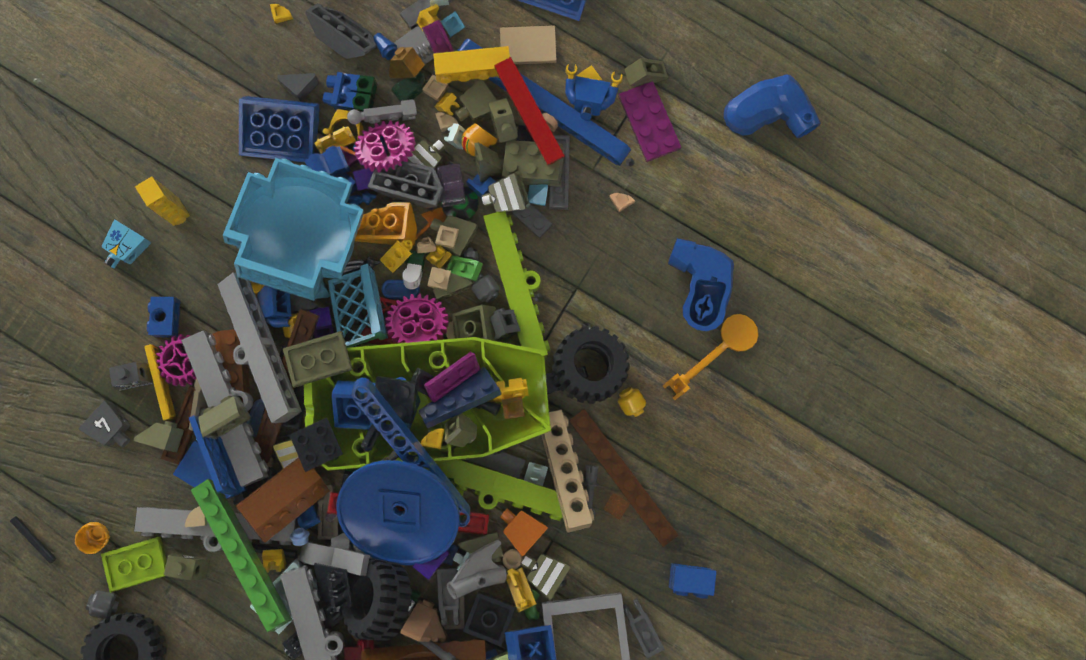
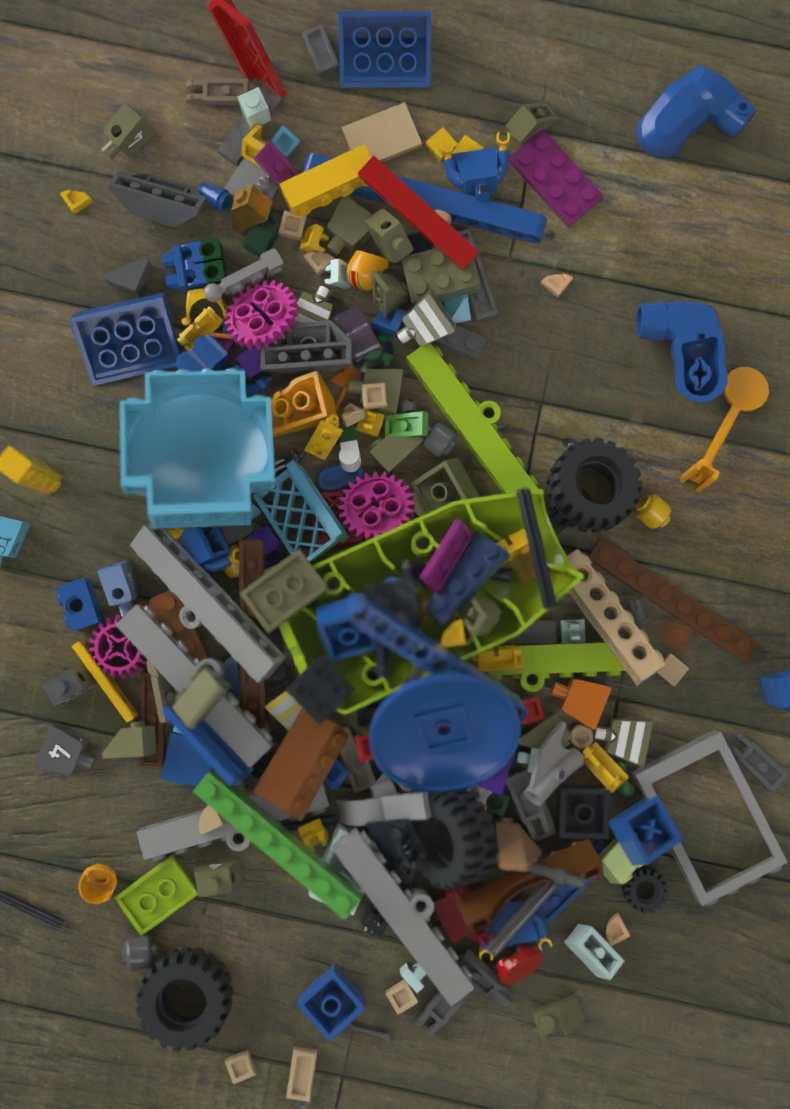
camera: 15 degrees left, 5 degrees up
(199, 312) = (118, 577): none -> medium blue torso
(299, 536) = (335, 798): light blue plate -> none
(420, 583) = (493, 801): none -> dark green leg
(423, 402) = (423, 599): none -> clear orange slope
(439, 278) = (383, 447): tan plate -> none
(472, 473) = (505, 658): none -> yellow hinge
(504, 324) = (477, 473): dark grey brick -> none
(522, 394) = (536, 548): none -> black axle
(572, 60) = (434, 142): none -> yellow tile
(602, 532) = (673, 670): none -> tan tile

